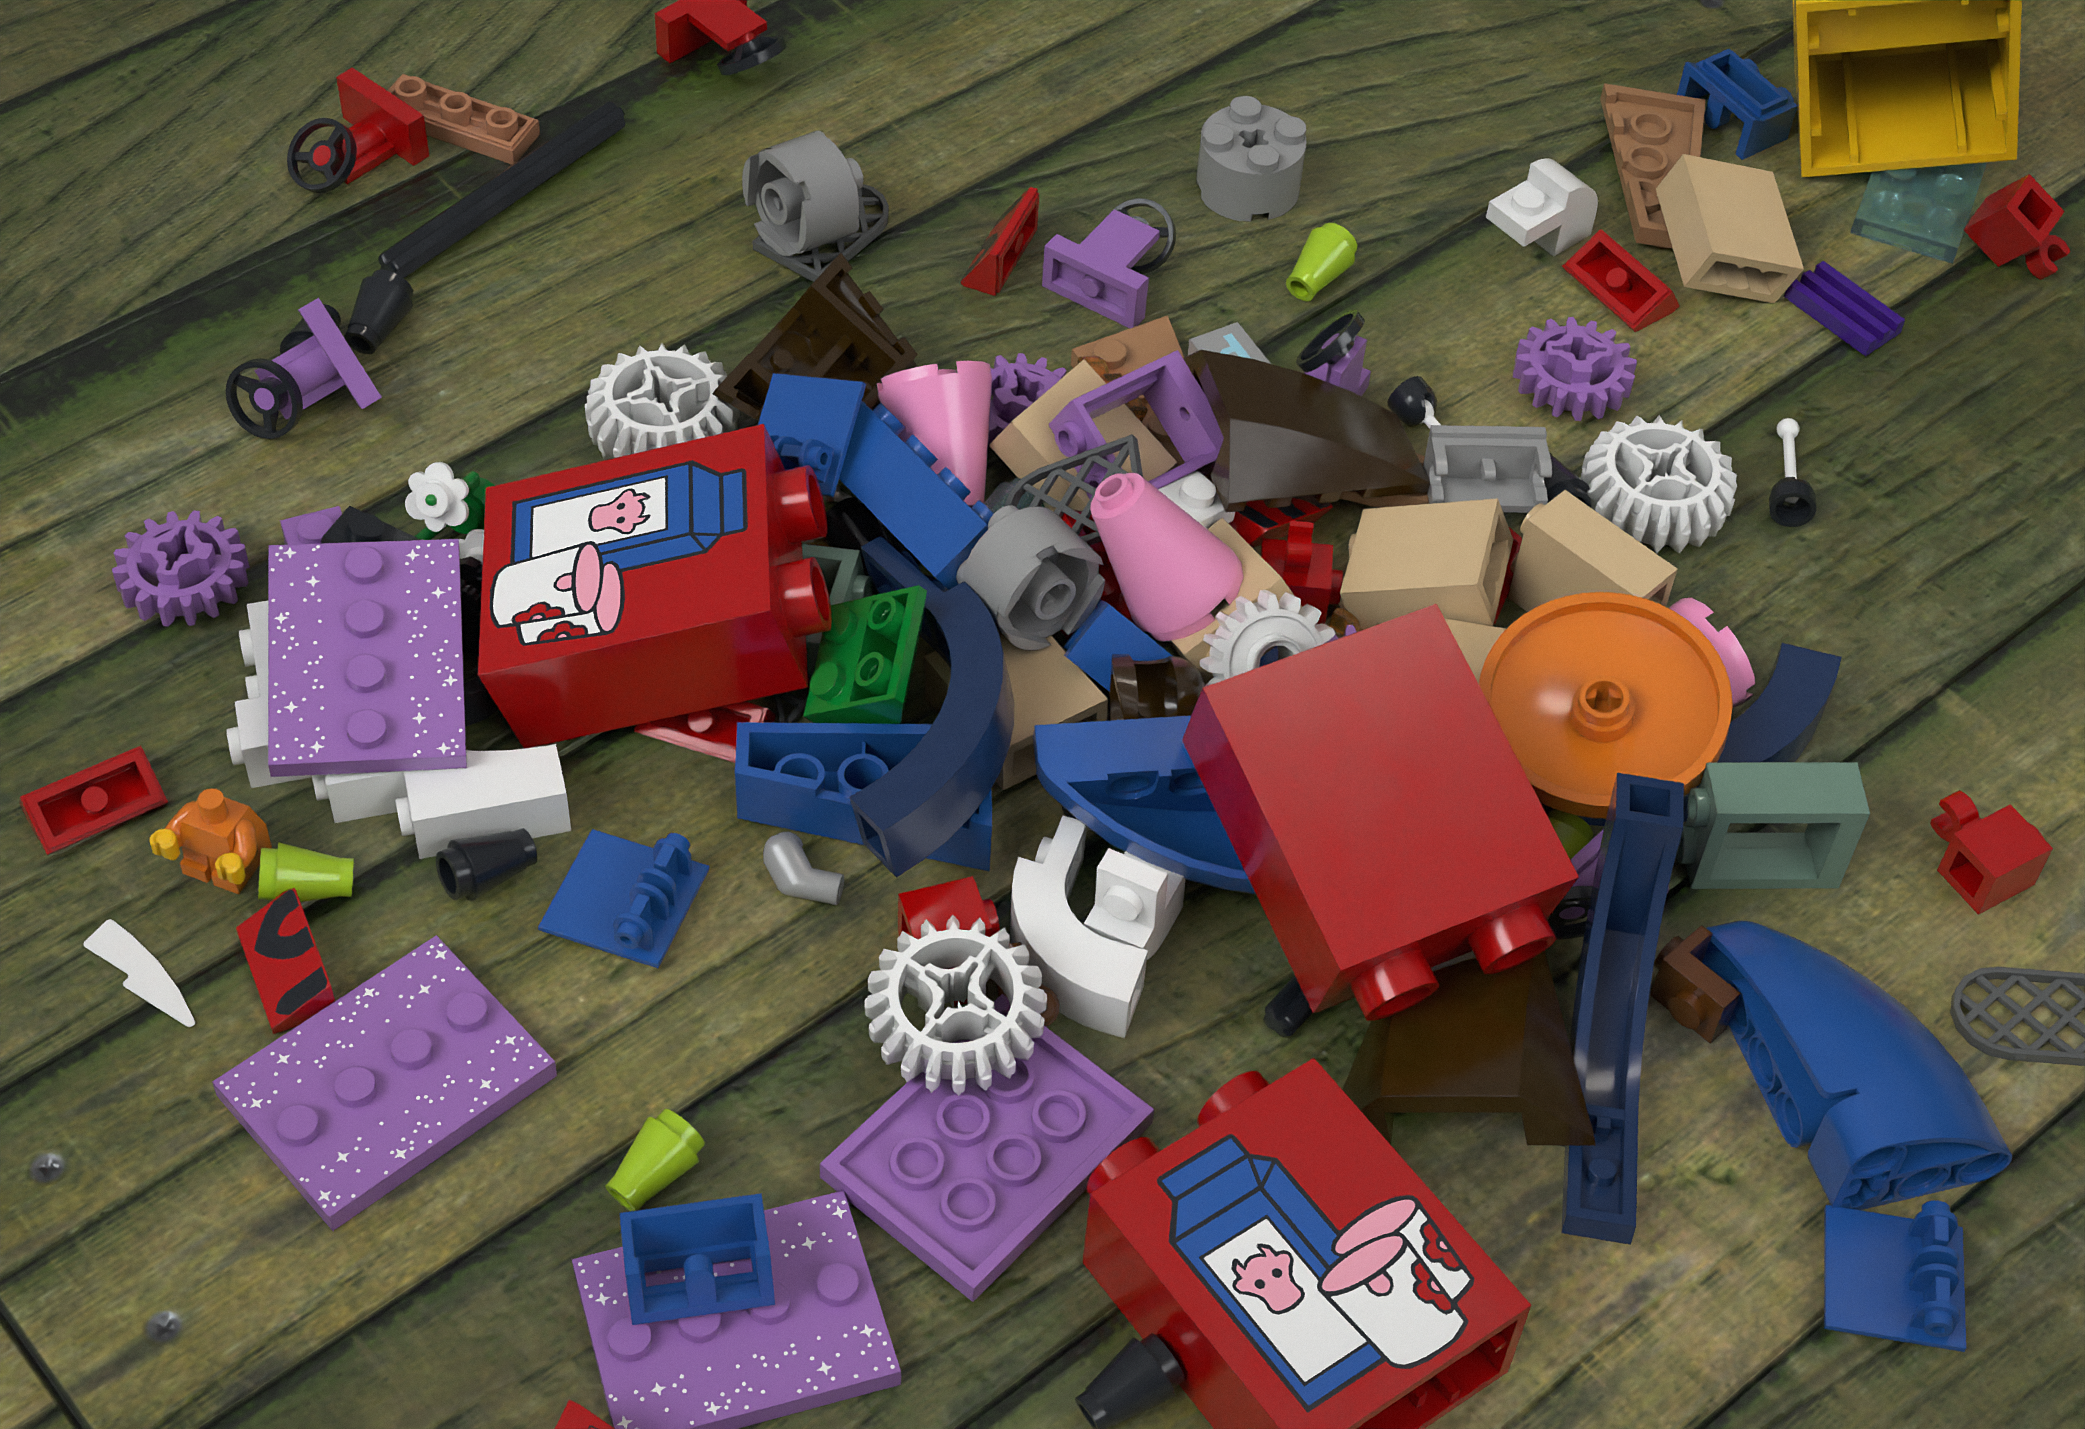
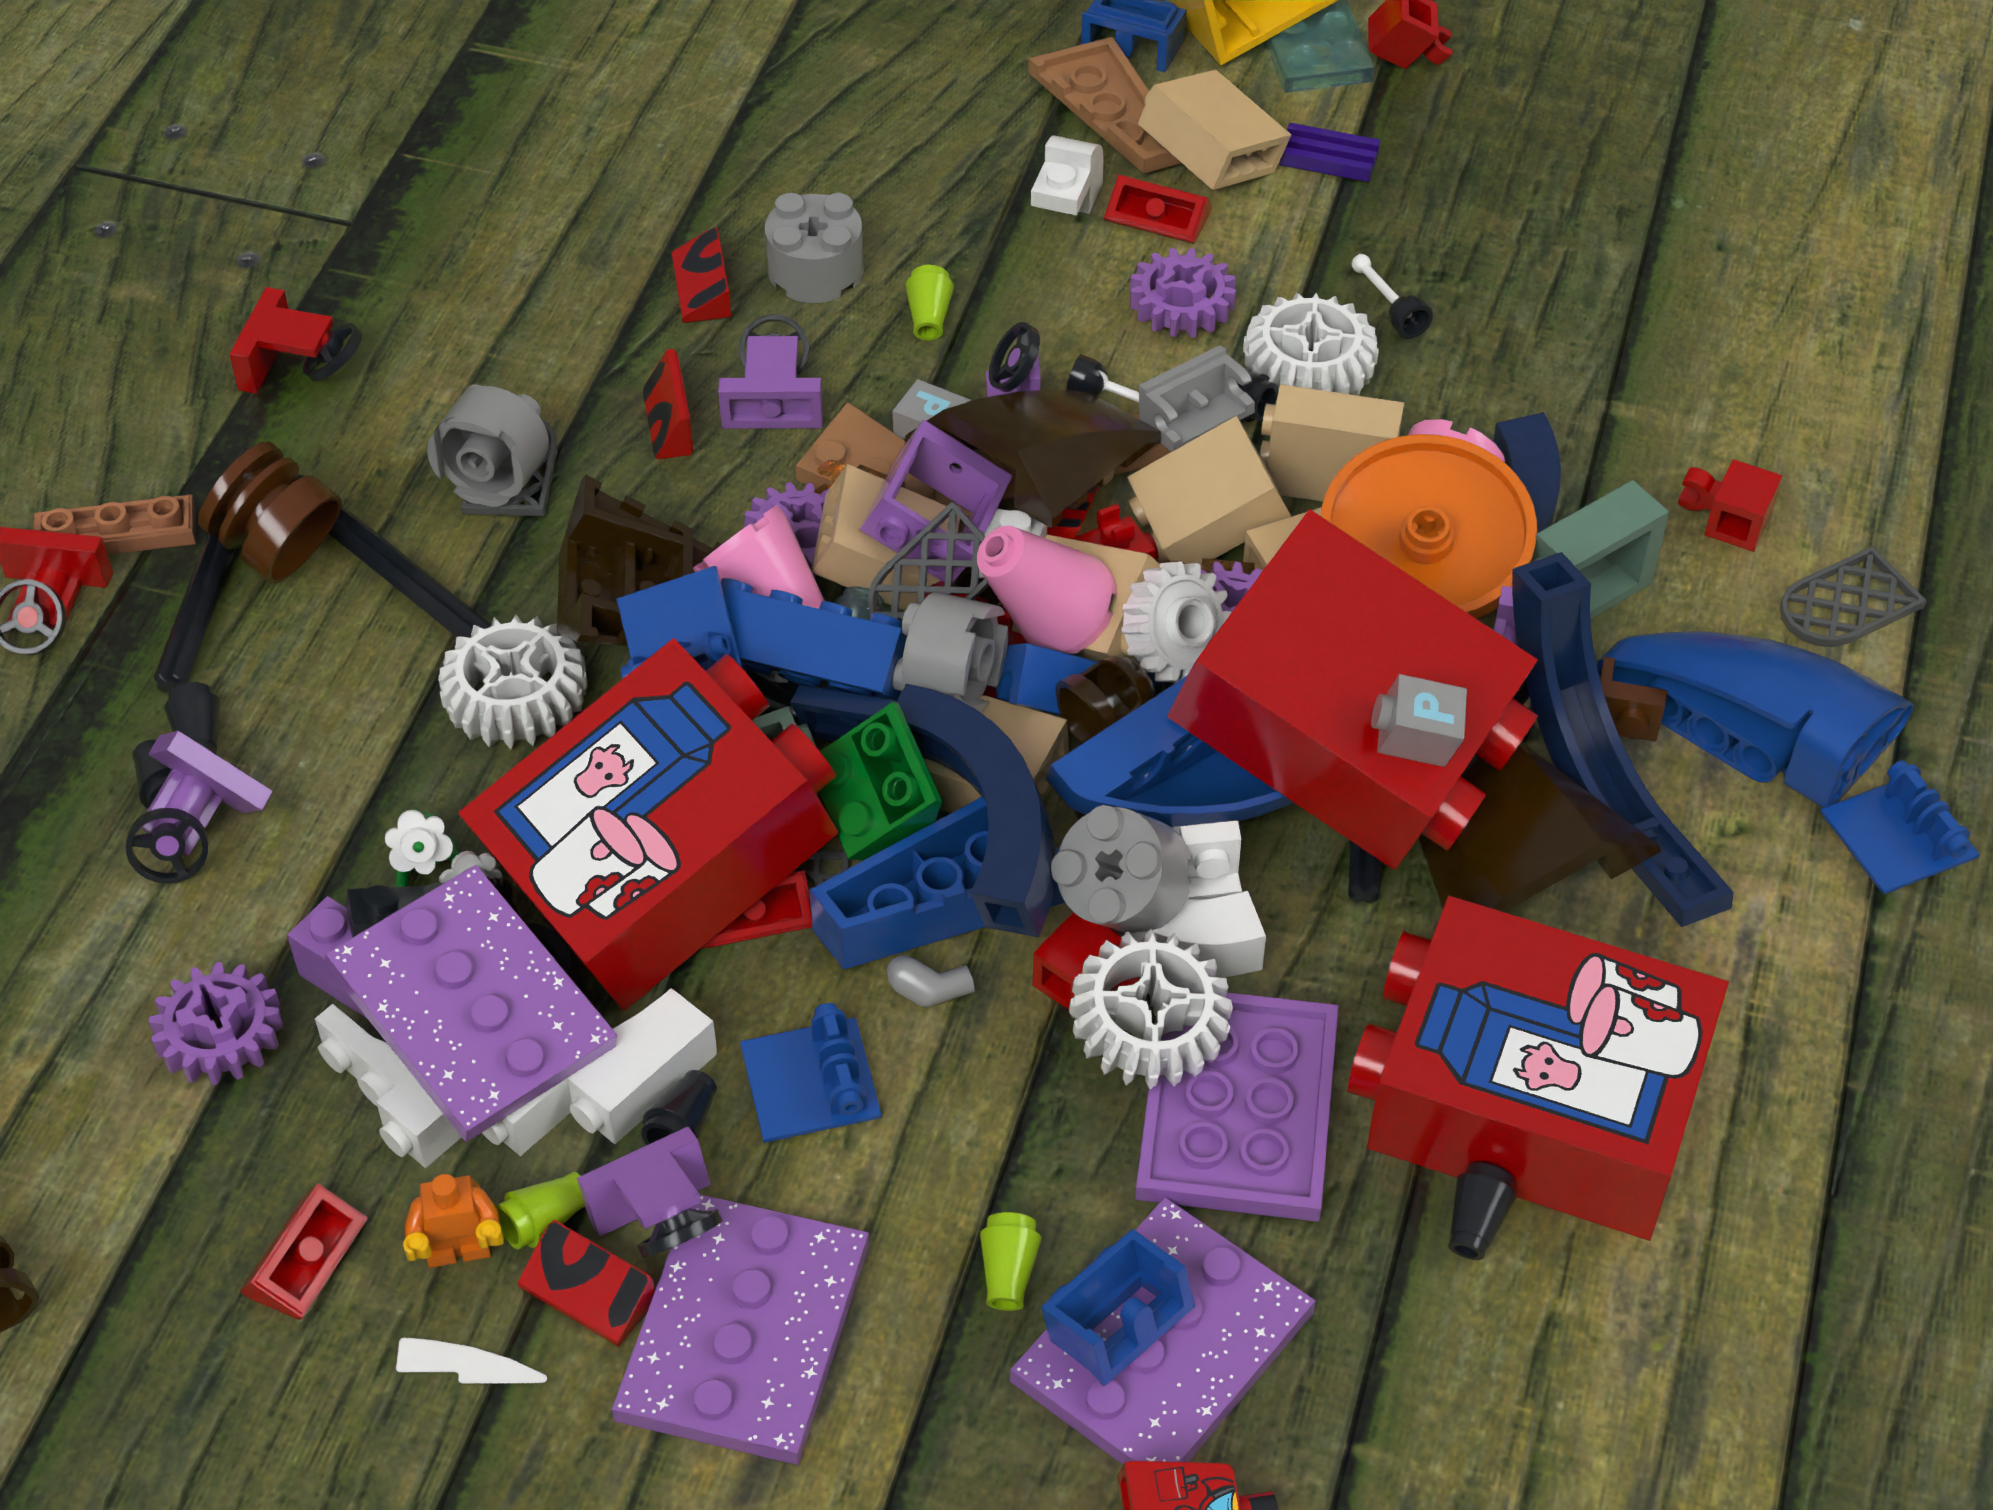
camera: 30 degrees left, 0 degrees up
(394, 907) = (656, 1188): none -> medium lavender piece
(568, 159) = (269, 512): none -> reddish brown wheel
(649, 249) = (405, 575): none -> black axle
(1021, 858) = (1123, 870): none -> light grey brick
(1132, 145) = (701, 278): none -> red slope
(1387, 863) = (1420, 720): none -> light grey brick

